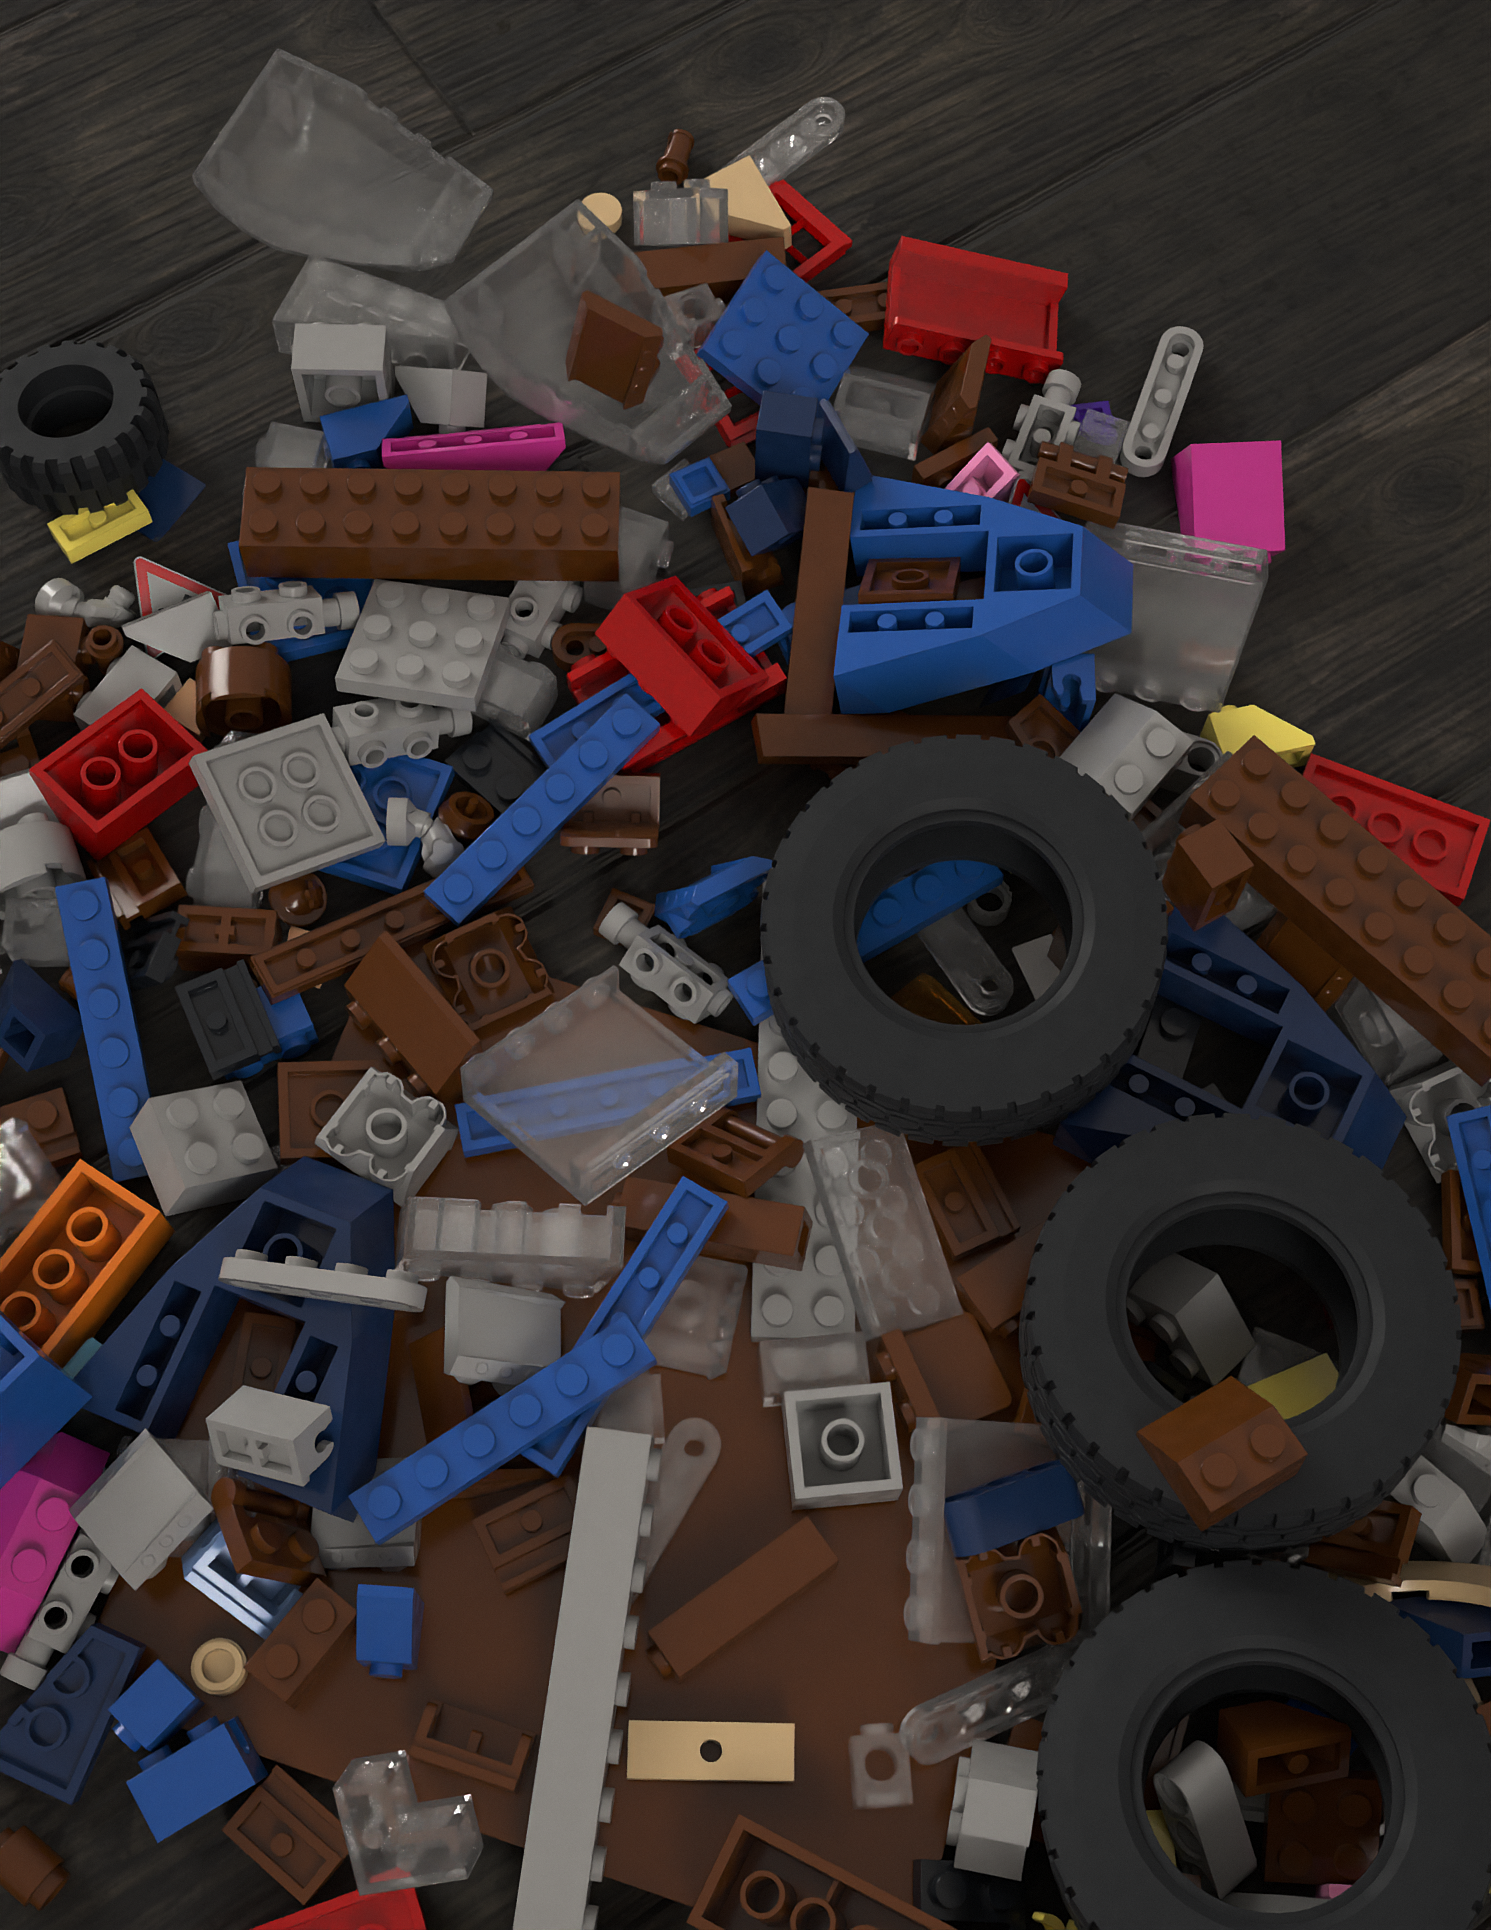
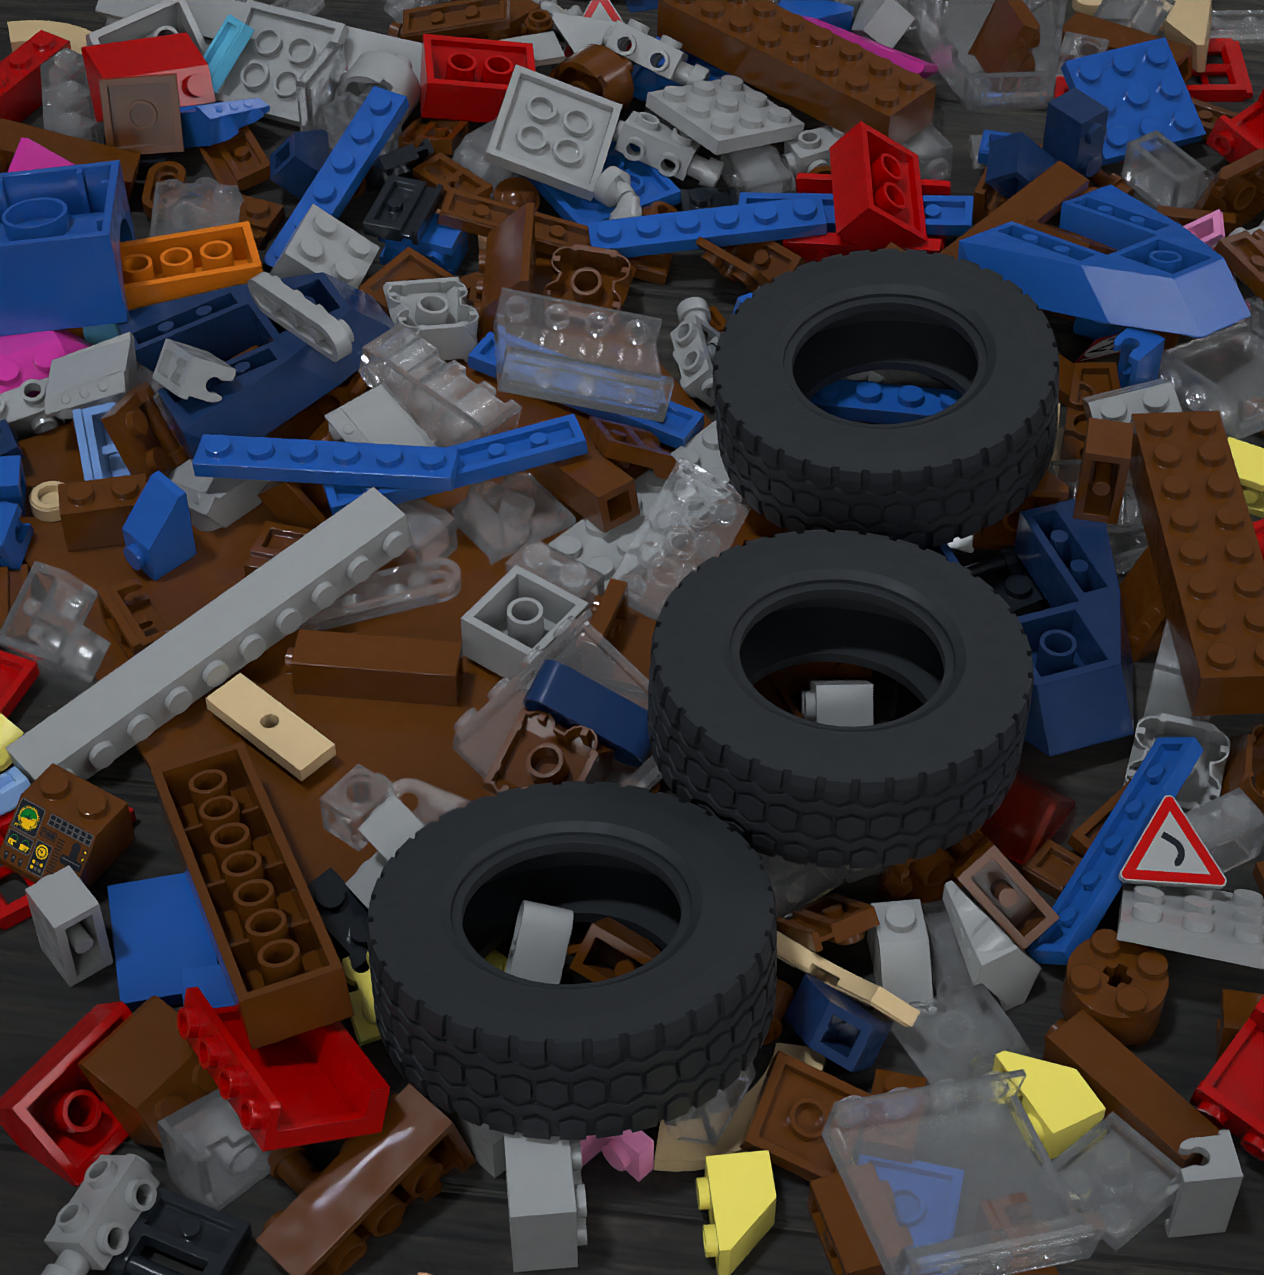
camera: 45 degrees right, 20 degrees down
(841, 453) = (1111, 163): dark blue slope -> none
(1222, 1450) = (726, 689): reddish brown slope -> none

